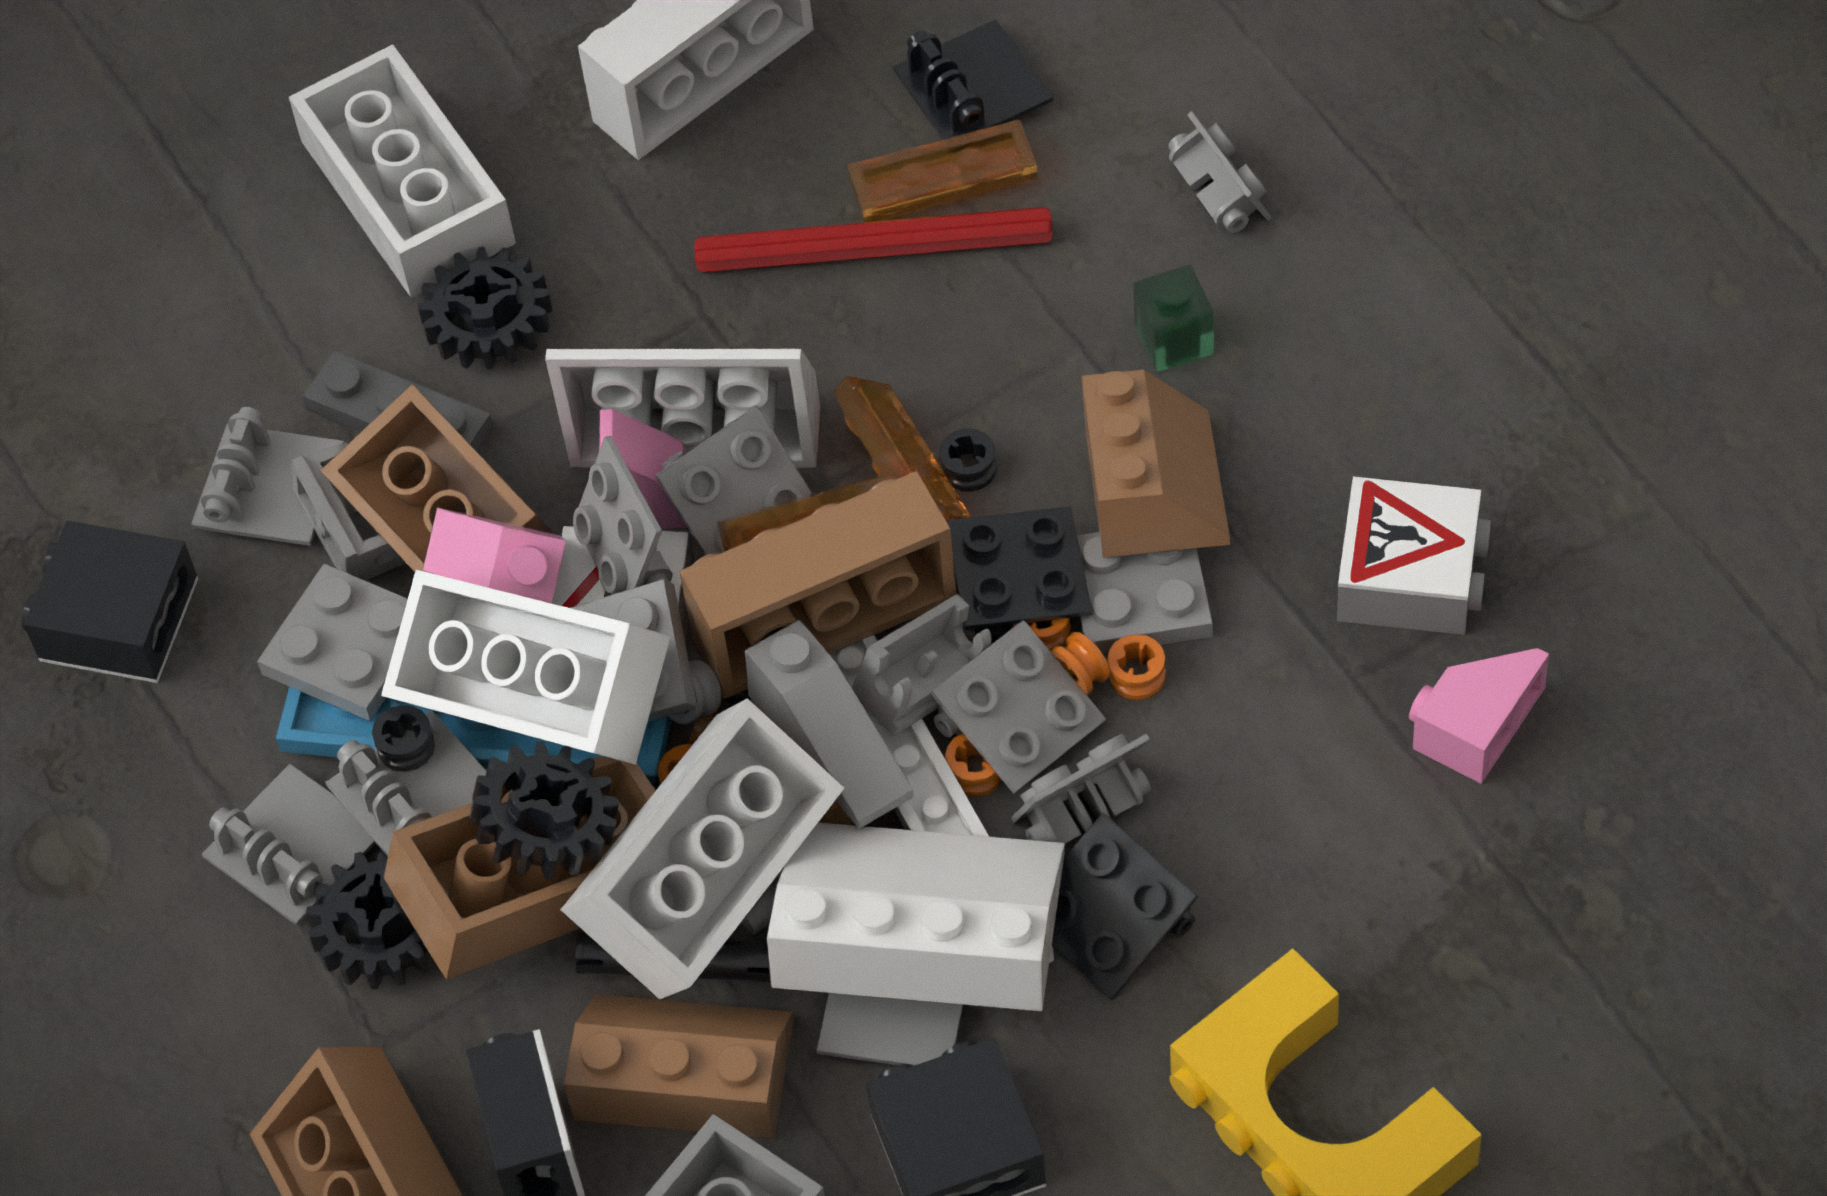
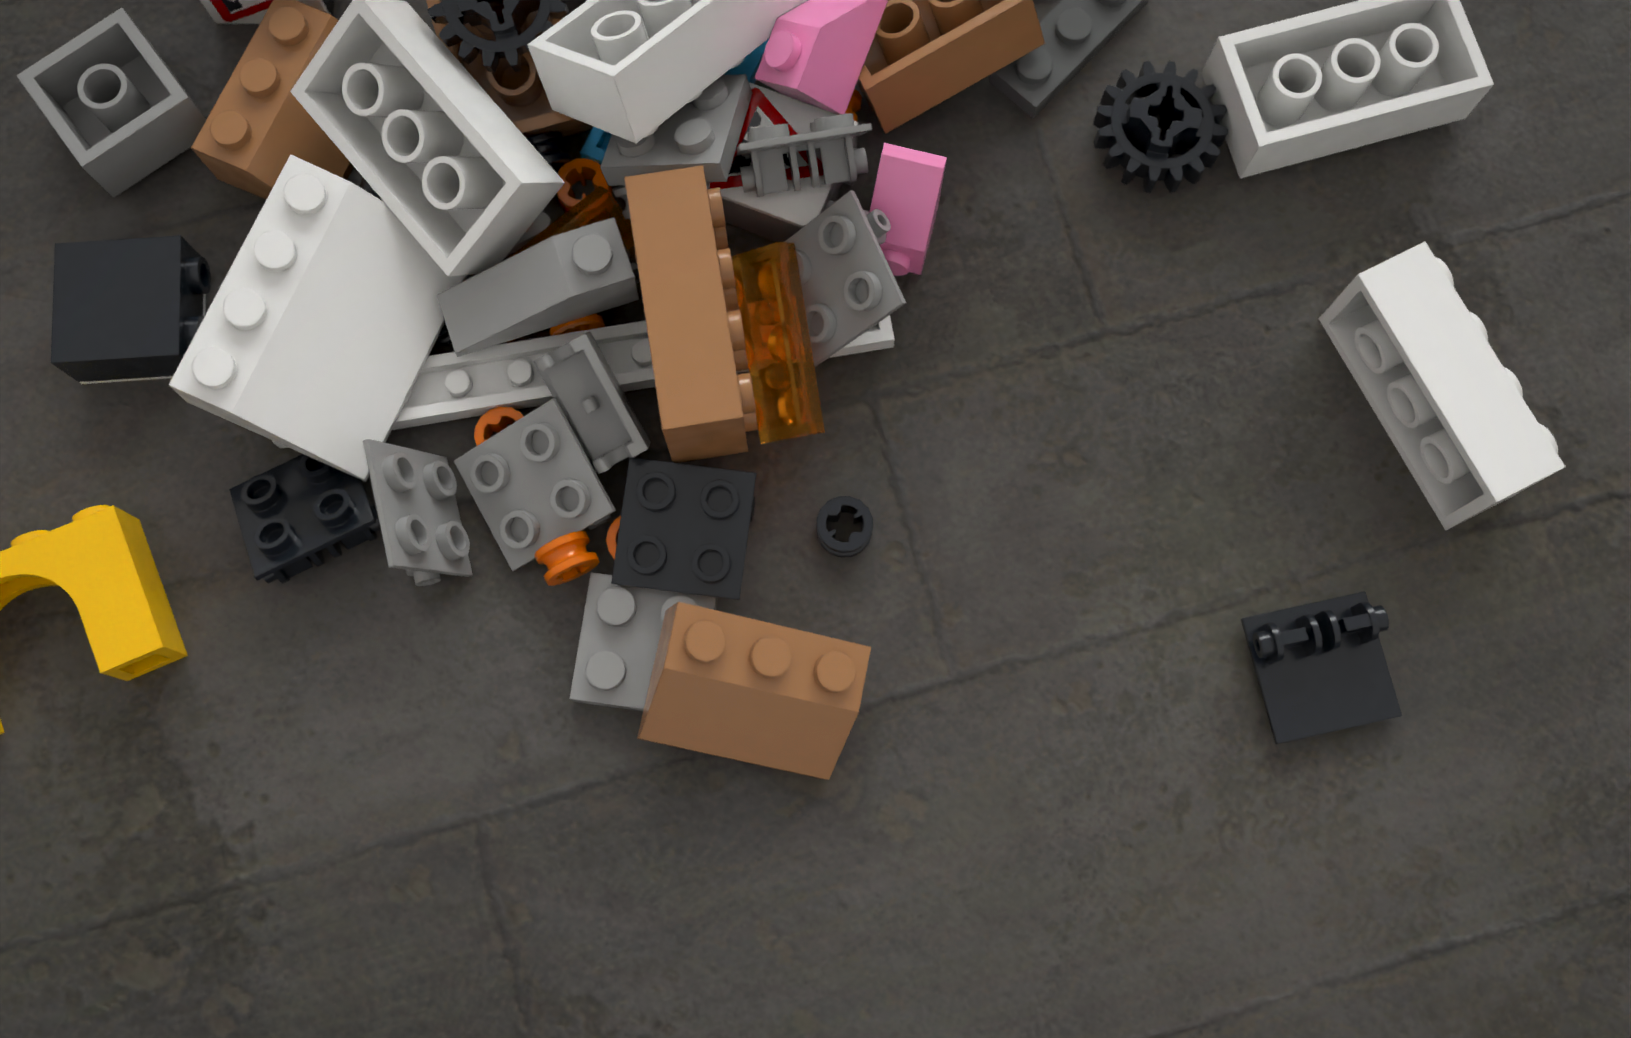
camera: 100 degrees right, 20 degrees up
(685, 394) = (970, 262): white slope -> none
(873, 239) = (1141, 515): red axle -> none
(893, 440) = (861, 460): clear orange plate -> none
(942, 171) = (1206, 601): clear orange plate -> none
(1146, 650) = (540, 628): orange bush -> none
(1173, 318) = (938, 773): clear green brick -> none
(1206, 156) = (1149, 883): light grey hinge -> none
(1412, 556) = (566, 921): piece -> none
(1477, 710) = (370, 923): bright pink slope -> none

